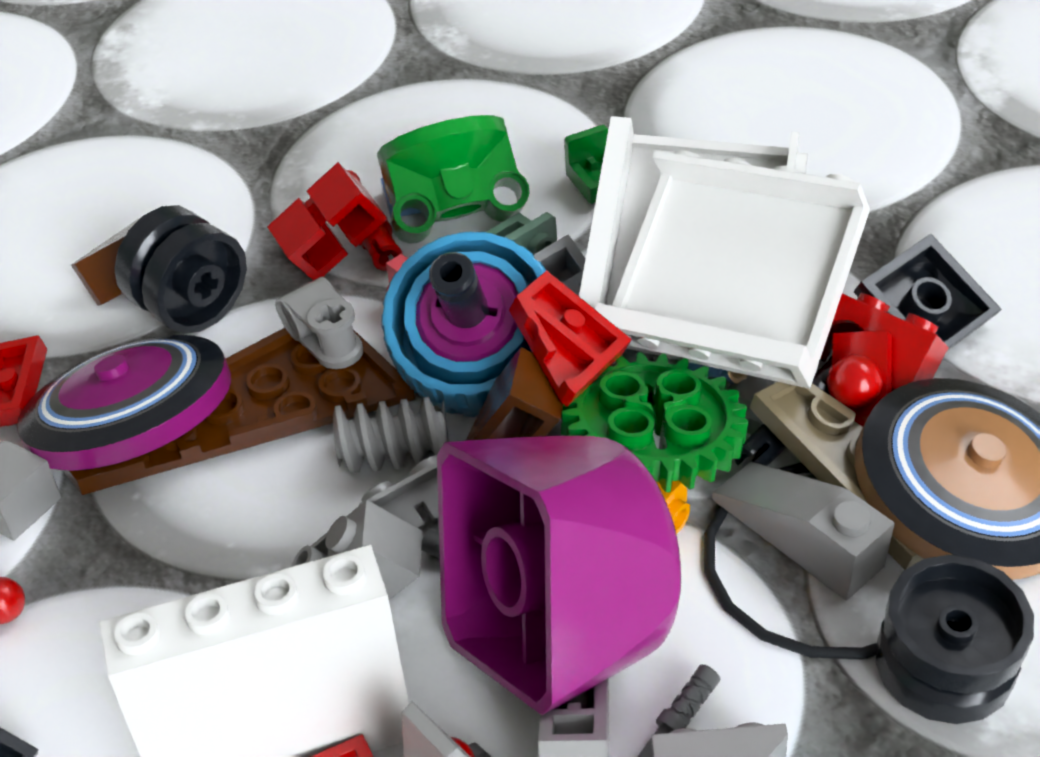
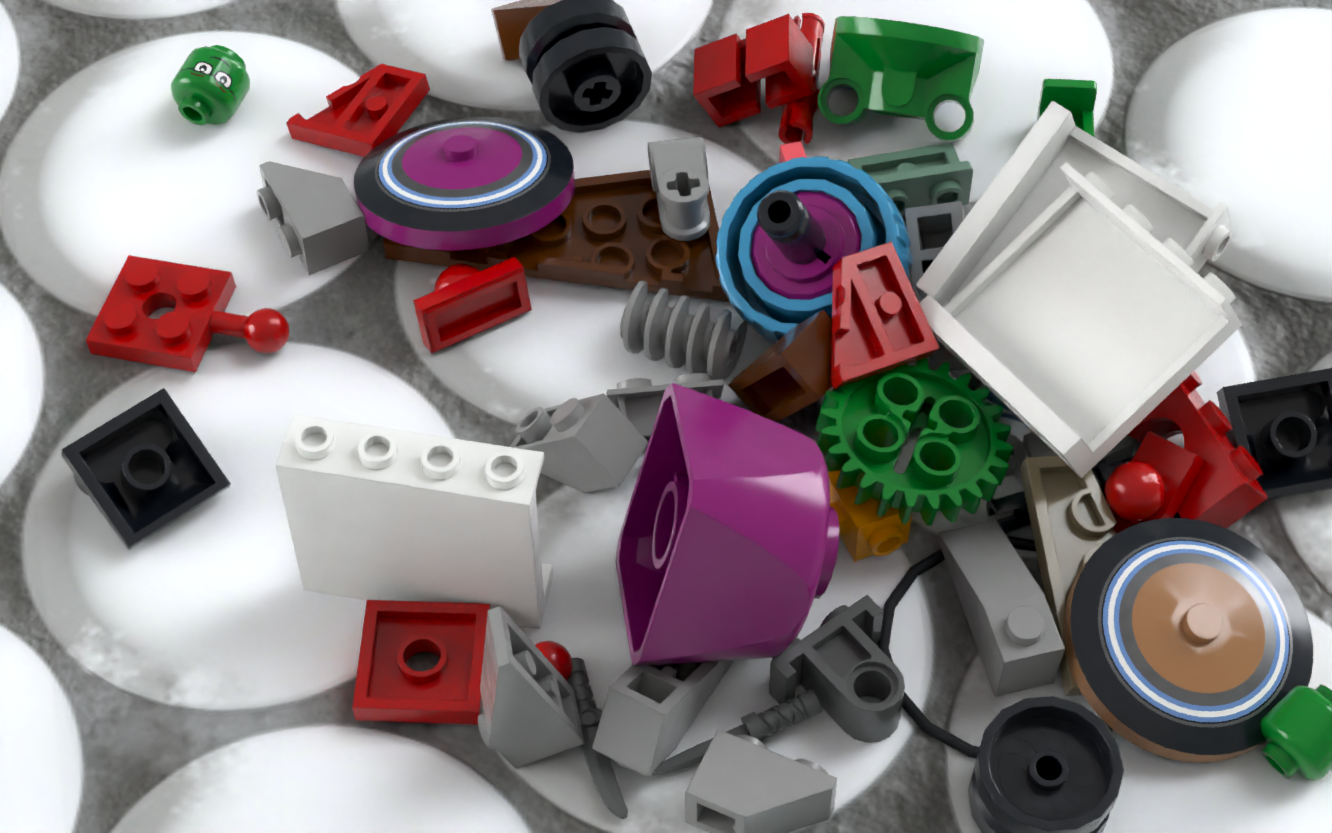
camera: 25 degrees right, 10 degrees up
(186, 493) = (471, 302): none -> red tile
(728, 633) = (843, 666): none -> dark grey pin

